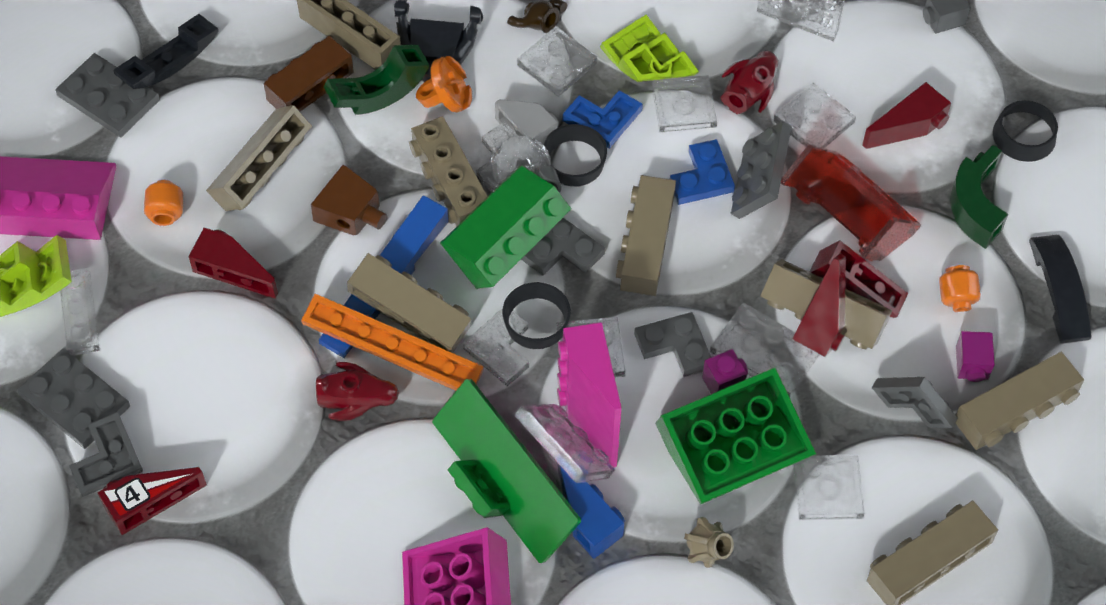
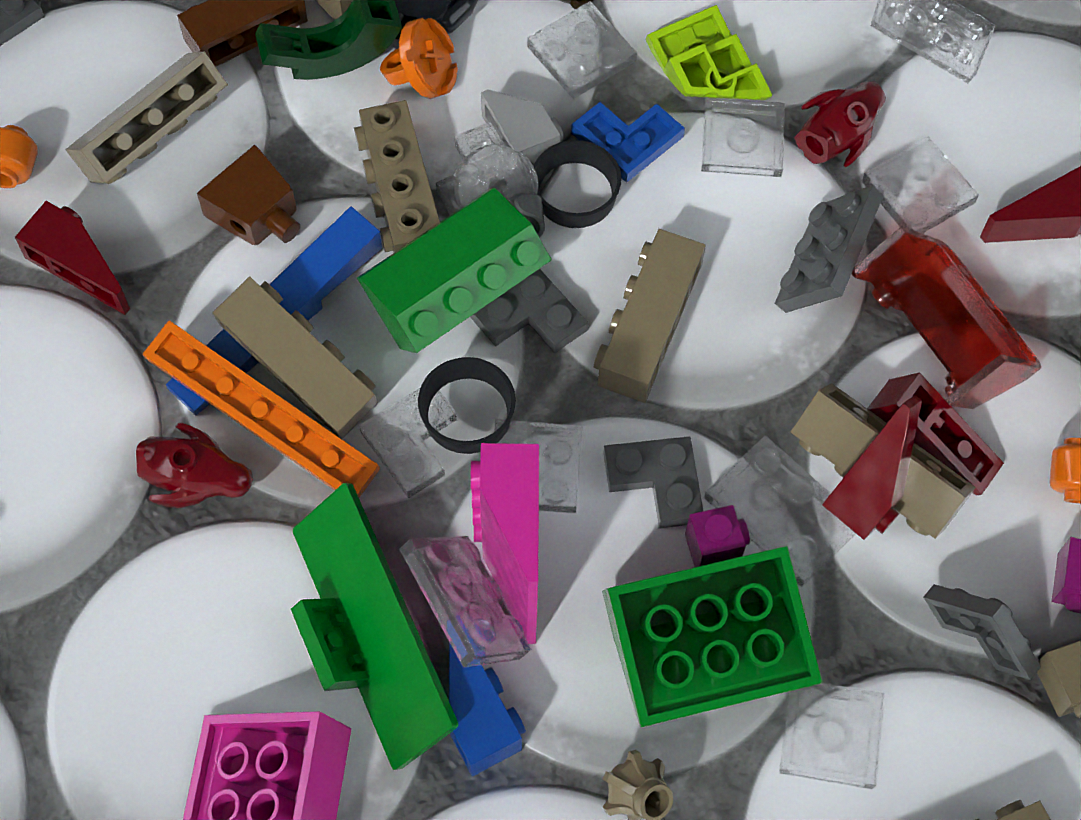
camera: 10 degrees right, 5 degrees up
(708, 178) = (753, 250): blue plate -> none

